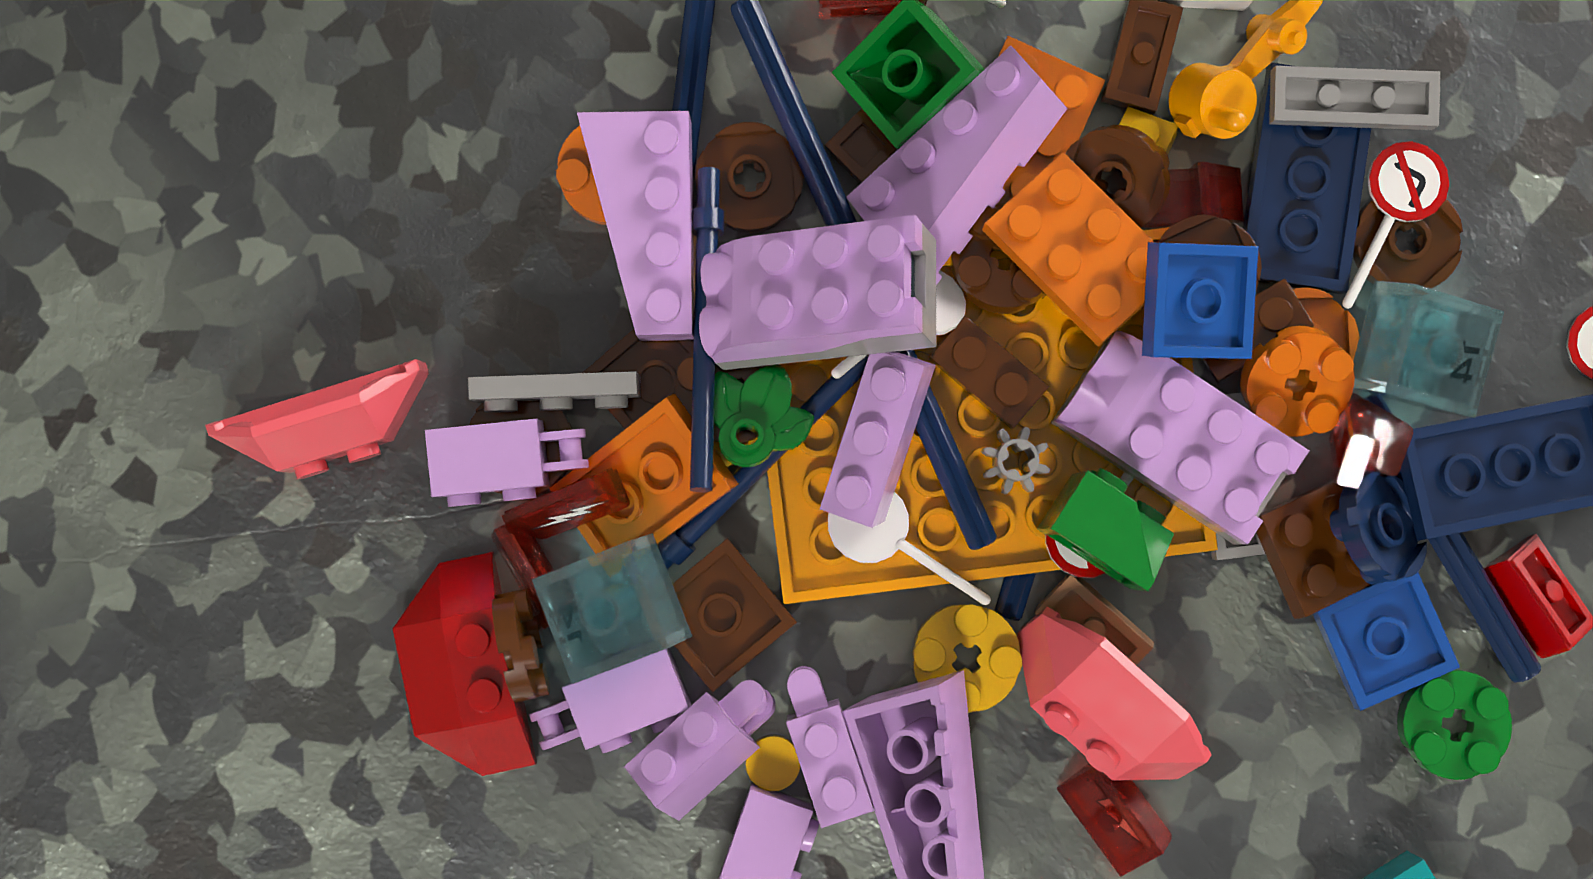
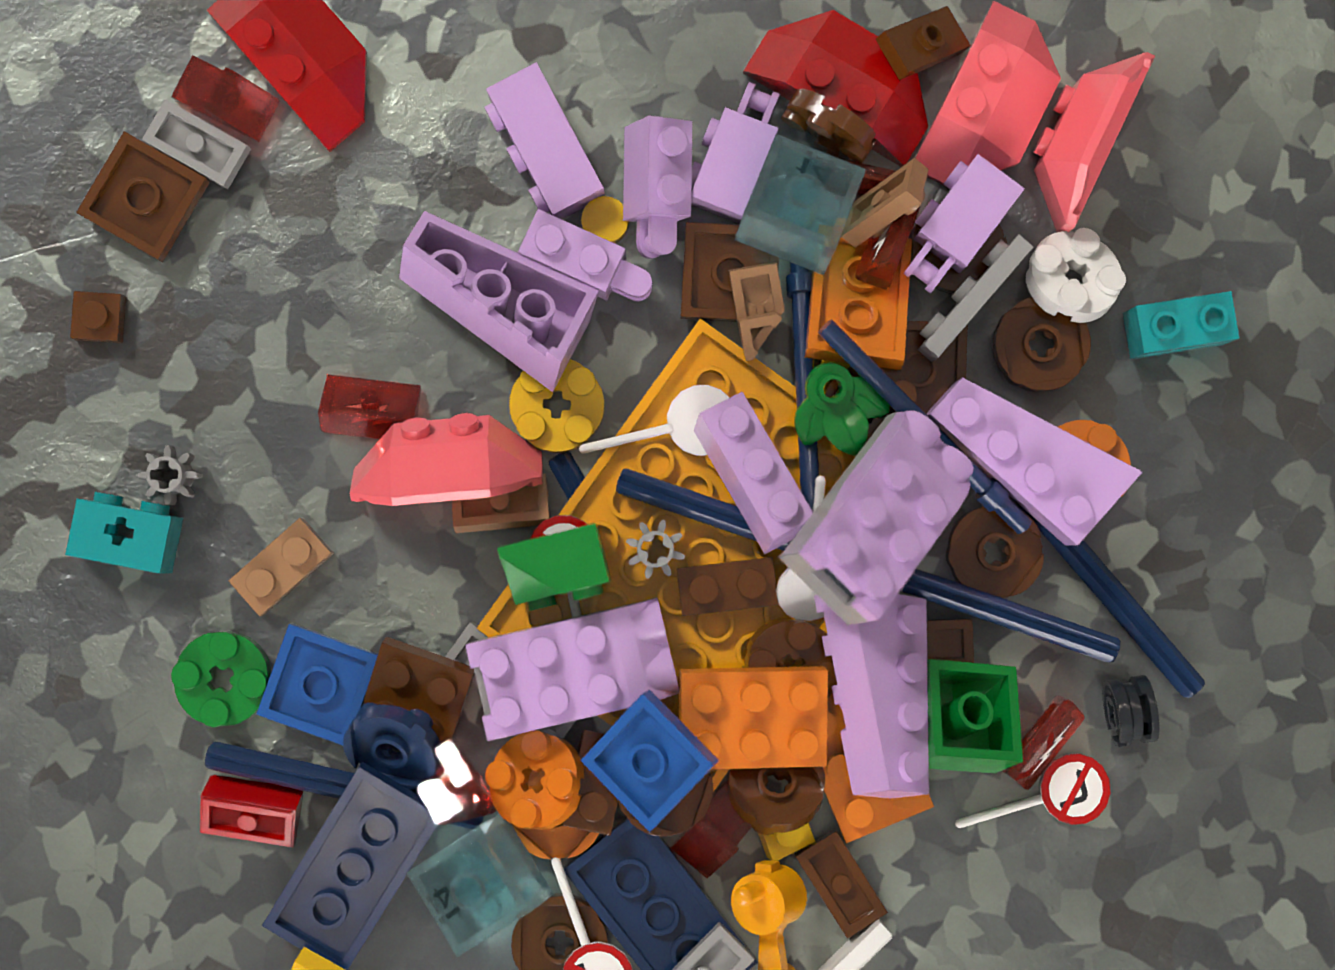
camera: 140 degrees right, 0 degrees up
(365, 530) = (993, 97): none -> coral wedge
(373, 633) = (923, 42): none -> reddish brown plate
(416, 195) = (1180, 325): none -> teal brick
(428, 329) = (1088, 257): none -> white plate
(536, 267) = (1024, 366): none -> reddish brown plate
(543, 536) = (886, 202): none -> medium nougat plate
(727, 567) = (756, 303): none -> medium nougat slope
(1317, 762) = (281, 566): none -> medium nougat plate

